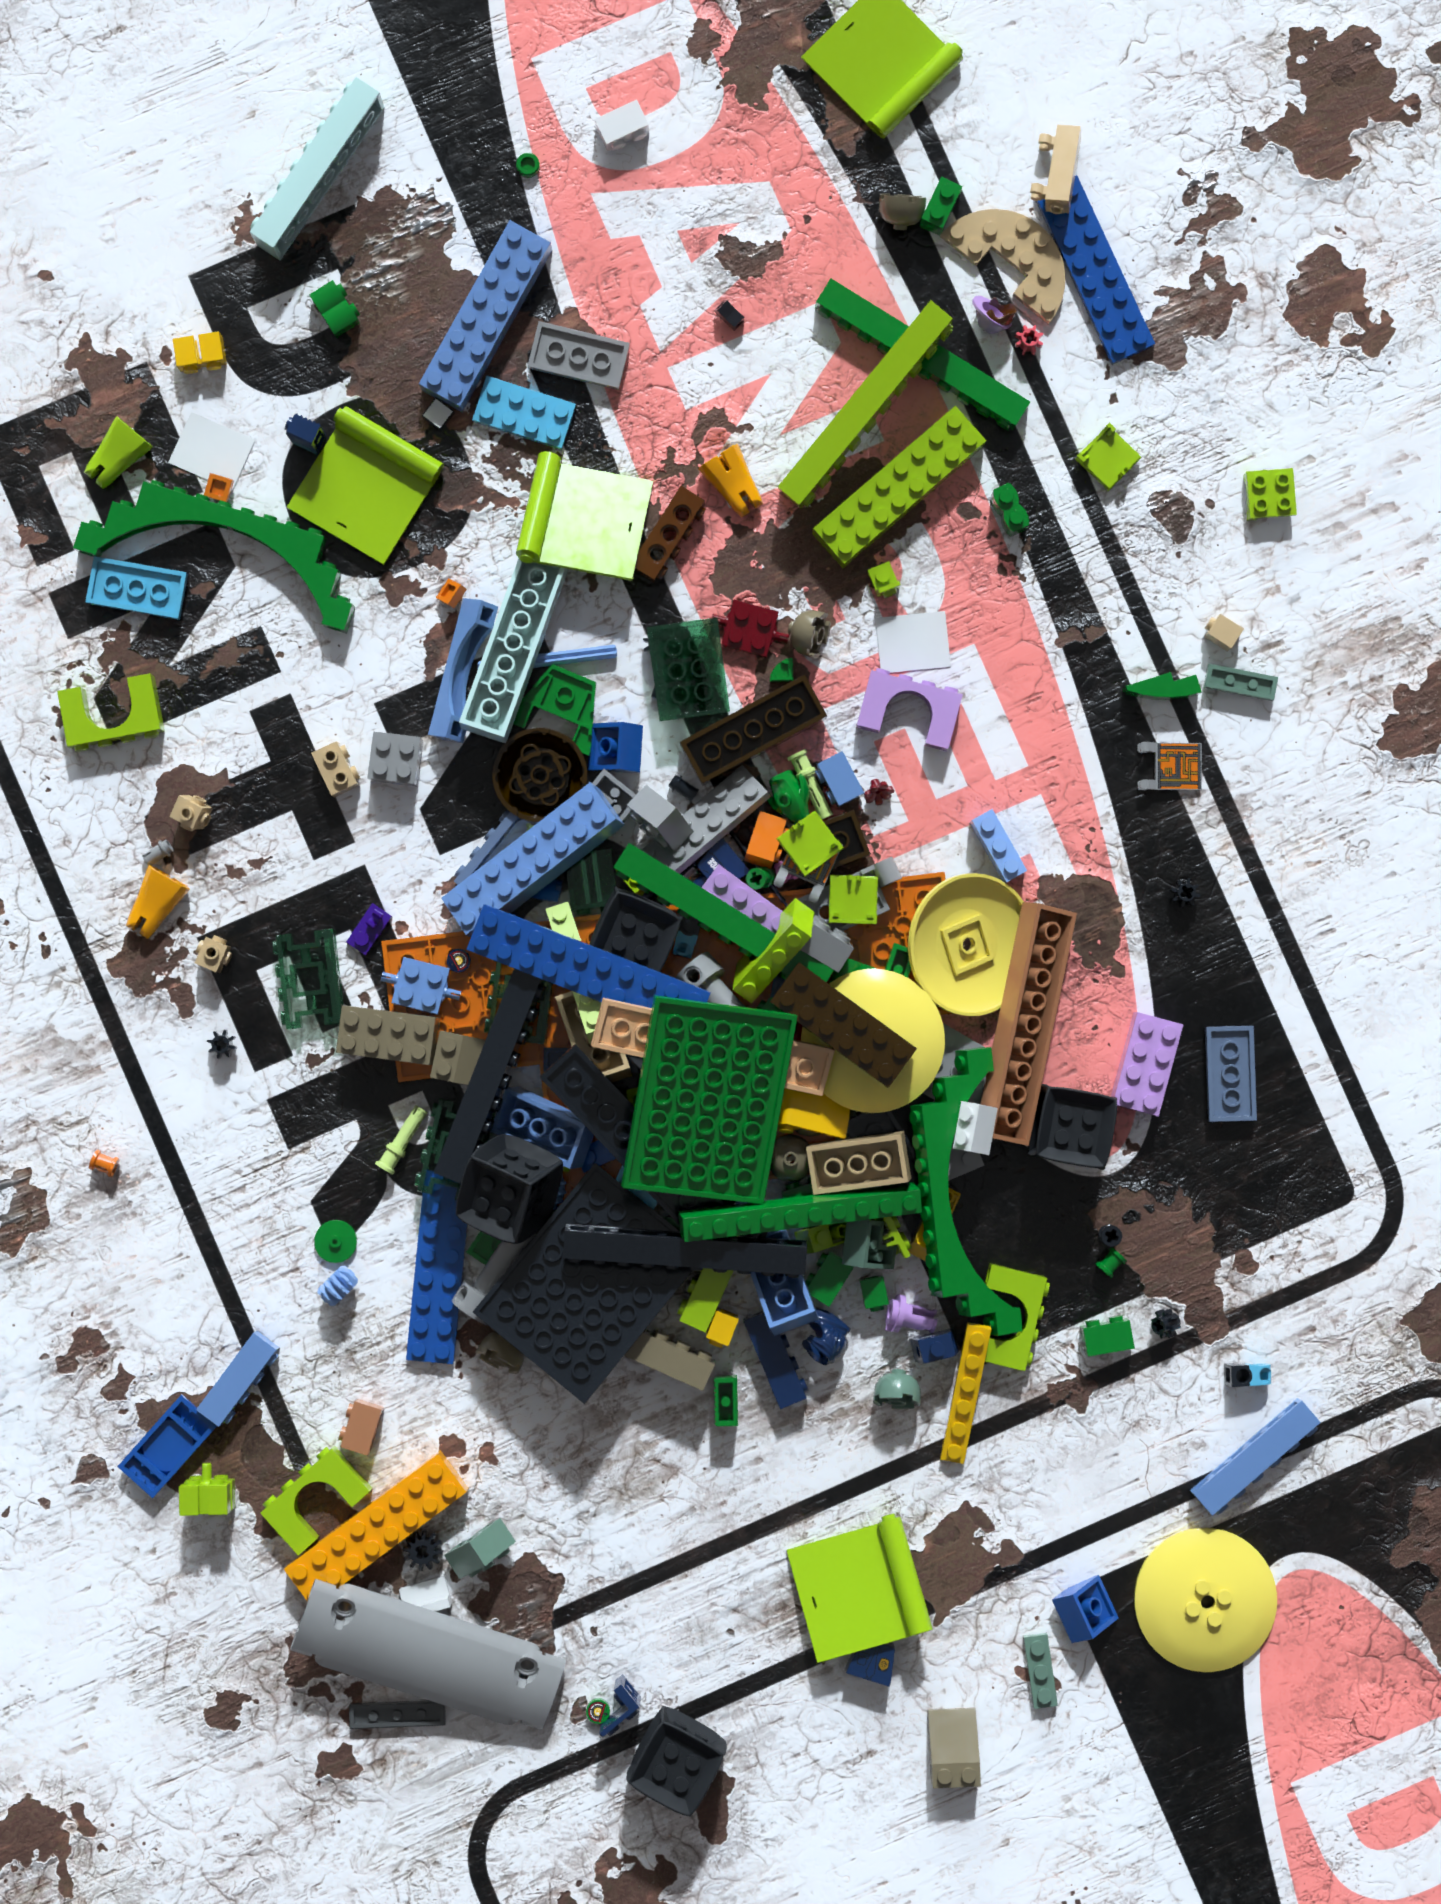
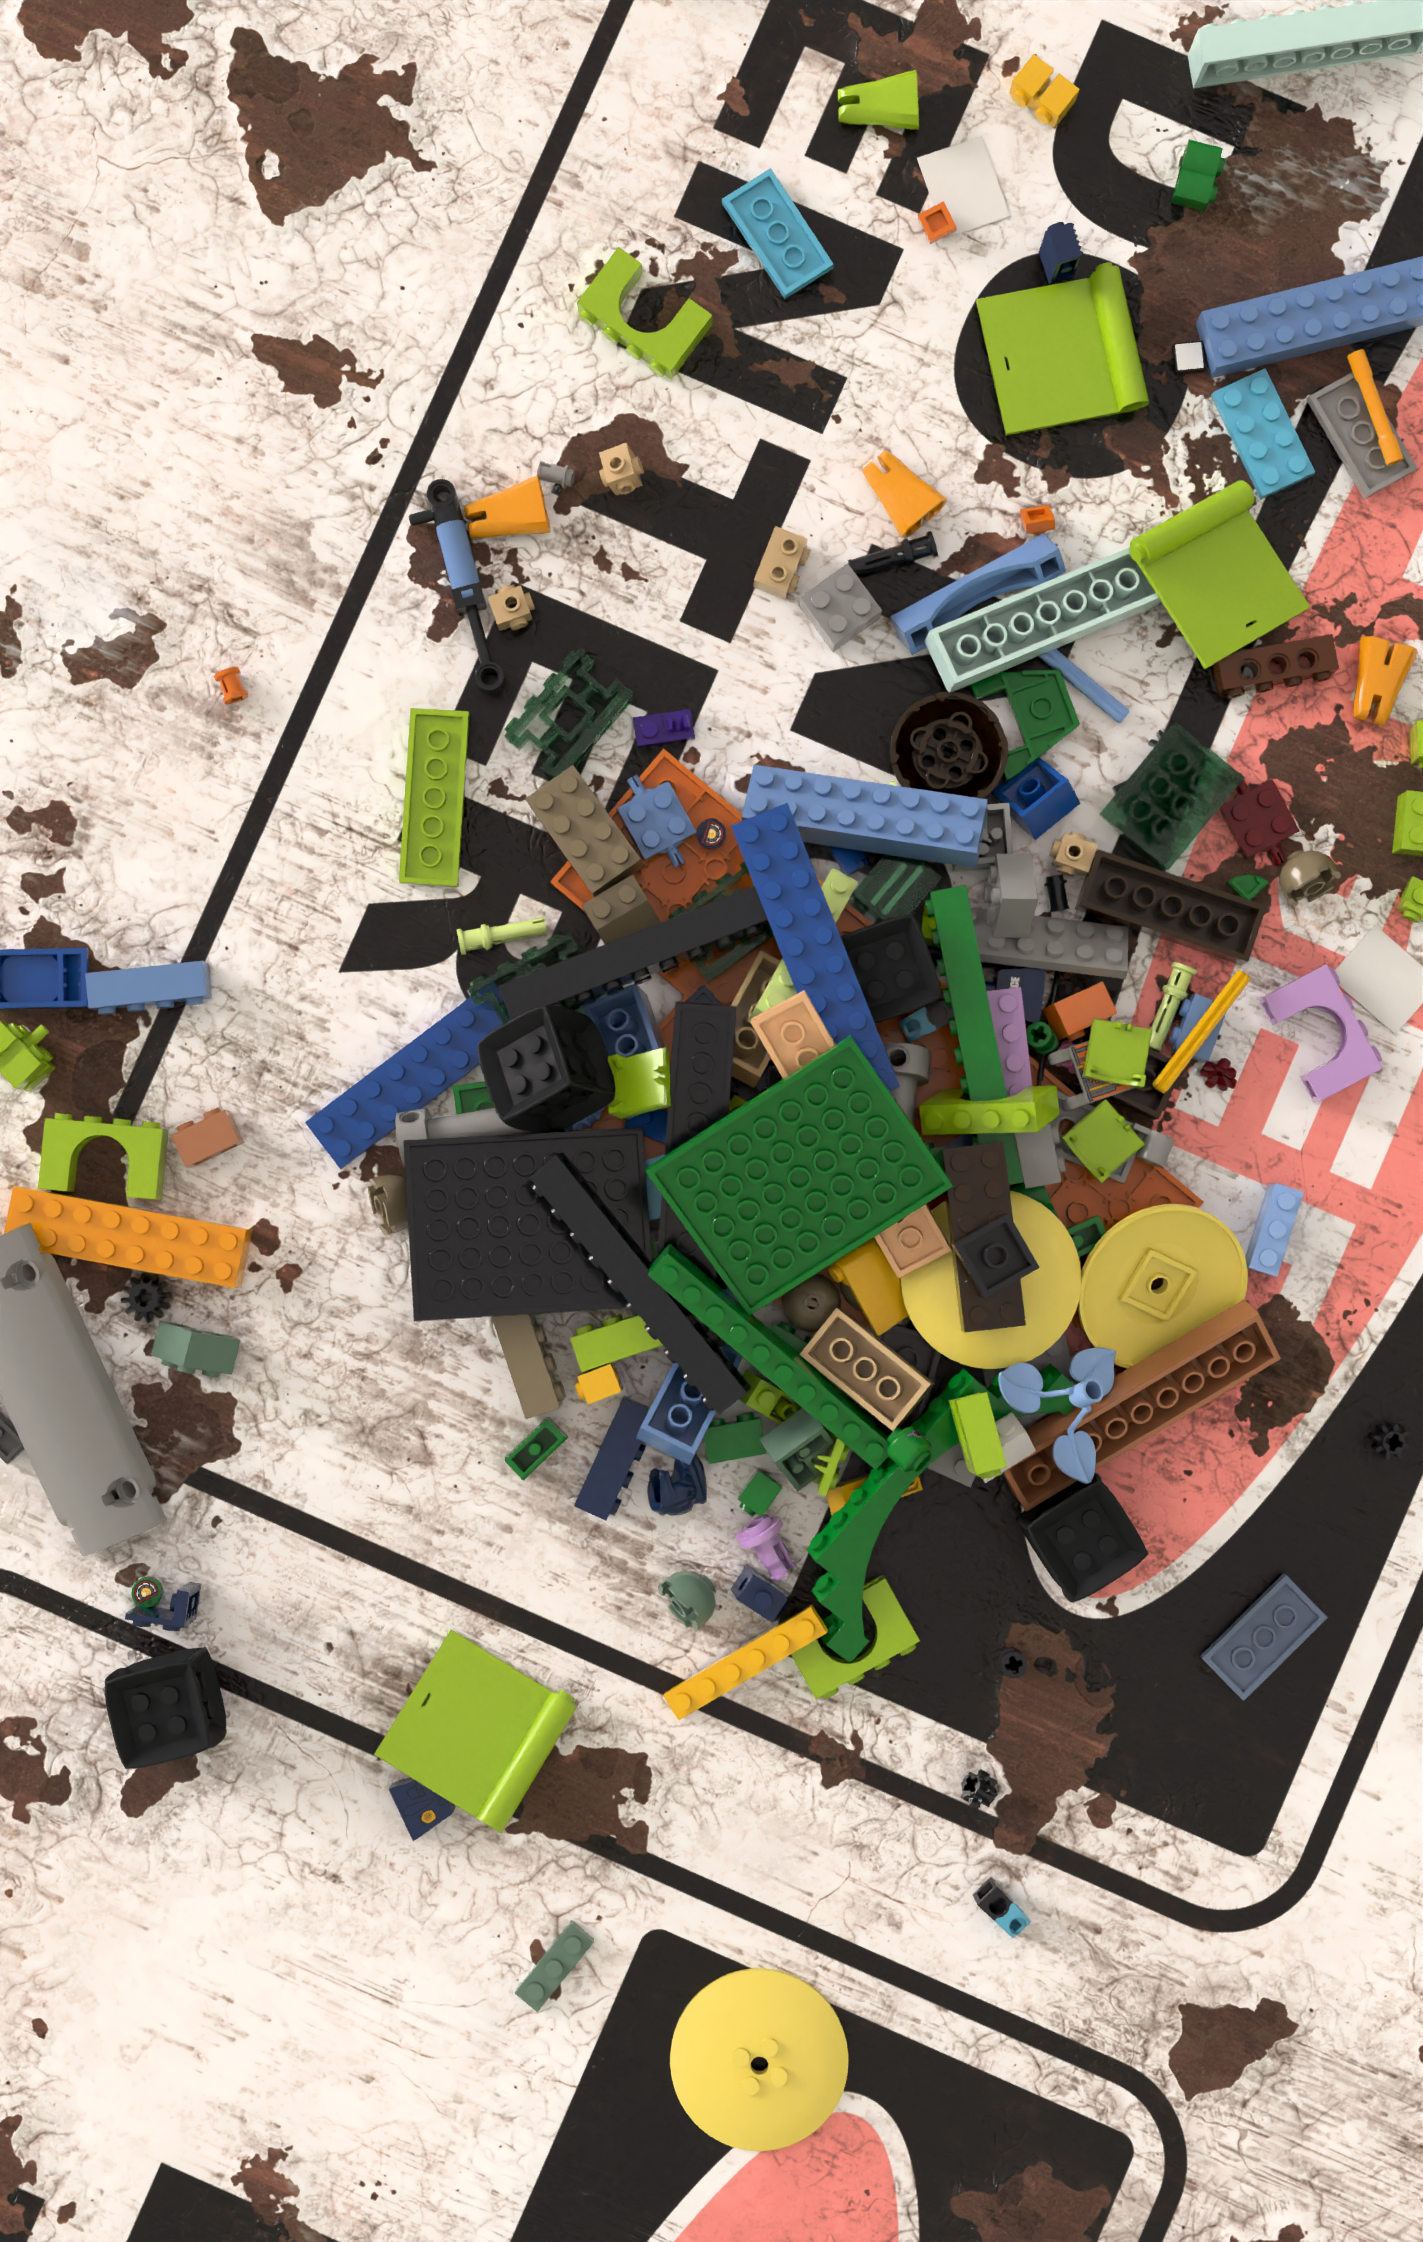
camera: 55 degrees right, 0 degrees up
(164, 963) = (461, 573): none -> black piece
(167, 507) = (874, 191): green arch -> none
(216, 1048) = (430, 696): black gear -> none
(283, 1104) = (434, 797): none -> lime plate
(335, 1241) = (353, 959): green piece -> none
(337, 1286) = (314, 998): light blue gear -> none
(362, 658) = (903, 493): none -> light orange piece
(379, 724) = (906, 547): none -> black pin
(429, 1594) = (112, 1340): white panel -> none
(493, 839) = (849, 764): sand blue plate -> none
(546, 324) = (1386, 438): none -> light orange piece
(568, 1141) = (640, 1082): none -> lime piece
(675, 751) = (1082, 849): none -> tan brick
(790, 796) = (1141, 995): green animal -> none
(842, 781) = (1201, 1031): none -> yellow axle
(859, 1030) = (995, 1255): none -> black brick
(927, 1182) = (909, 1449): none -> green head
(954, 1136) = (978, 1435): none -> lime arch
(954, 1748) = (410, 1952): slope -> none
(985, 1031) = (1094, 1371): none -> light blue plant
(1085, 1609) = (648, 1956): blue slope -> none
(1107, 1336) = (916, 1745): green brick -> none
(1111, 1262) = (988, 1686): green bush -> none
(1146, 1063) = (1201, 1550): lavender brick -> none
(1255, 1456) = (933, 1985): medium blue brick -> none

